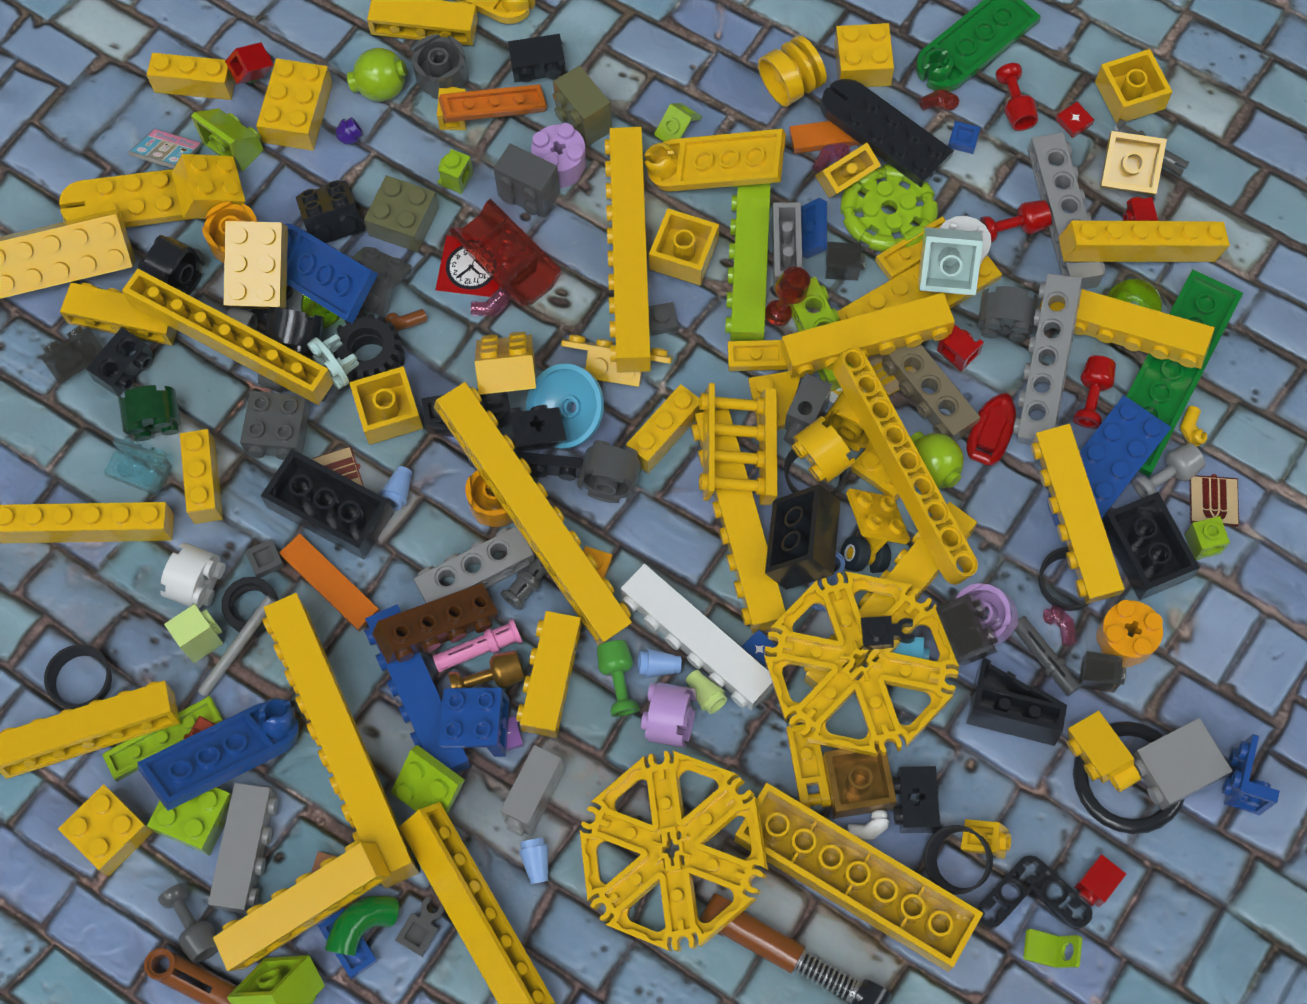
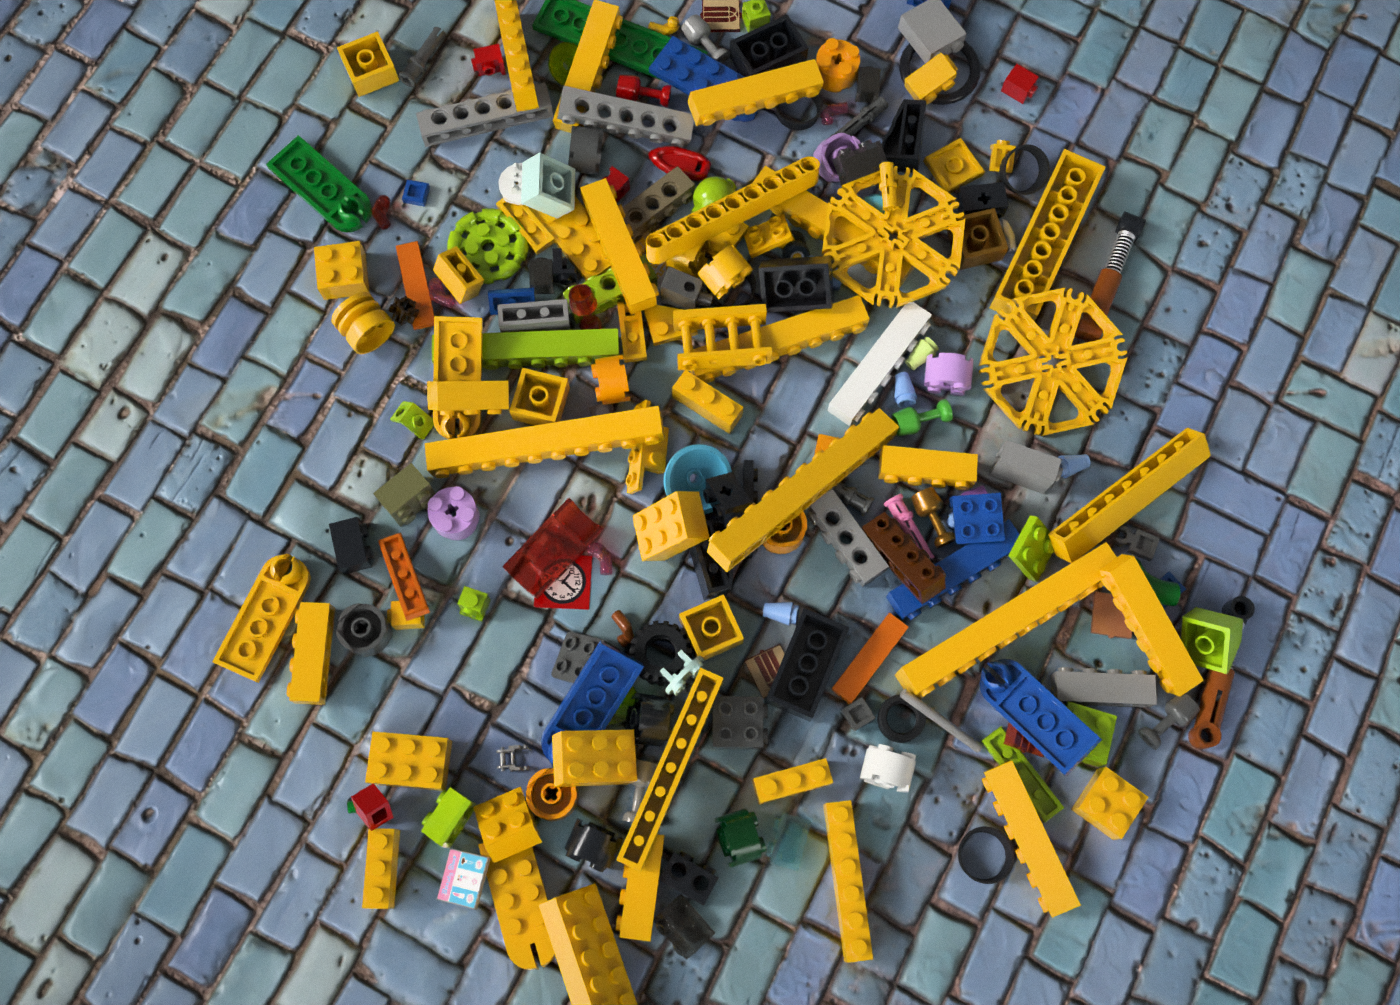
camera: 100 degrees left, 5 degrees up
(195, 632) = (938, 756): yellowish green brick -> none
(272, 203) = (512, 749): none -> light grey piece
(329, 211) = (518, 712): black bracket -> none
(348, 131) = (434, 707): dark purple plate -> none
(378, 75) = (375, 686): lime brick -> none
(401, 213) = (520, 644): olive brick -> none
(526, 180) = (485, 534): dark grey brick -> none
(609, 472) = (753, 437): dark grey brick -> none
(685, 163) = (468, 396): none -> yellow wedge
(698, 321) = (611, 380): none -> light orange brick
(756, 646) = (881, 319): blue tile -> none
(808, 768) = (971, 277): yellow plate -> none
(811, 108) = (403, 310): none -> dark brown gear
(853, 279) = (560, 272): none -> black bracket
(881, 633) = (871, 220): black plate -> none
(885, 129) = (416, 250): black plate -> none
(925, 654) = (887, 172): none -> yellow pin
(976, 774) = (954, 166): none -> yellow tile
(1020, 109) = (390, 146): red piece -> none
(1030, 216) = (492, 139): red piece -> none
(1037, 887) = (1028, 126): black beam -> none
(1050, 949) = (1072, 116): lime bracket -> none
(1074, 119) = (395, 111): red tile -> none
(1133, 163) = (443, 62): yellow brick -> none

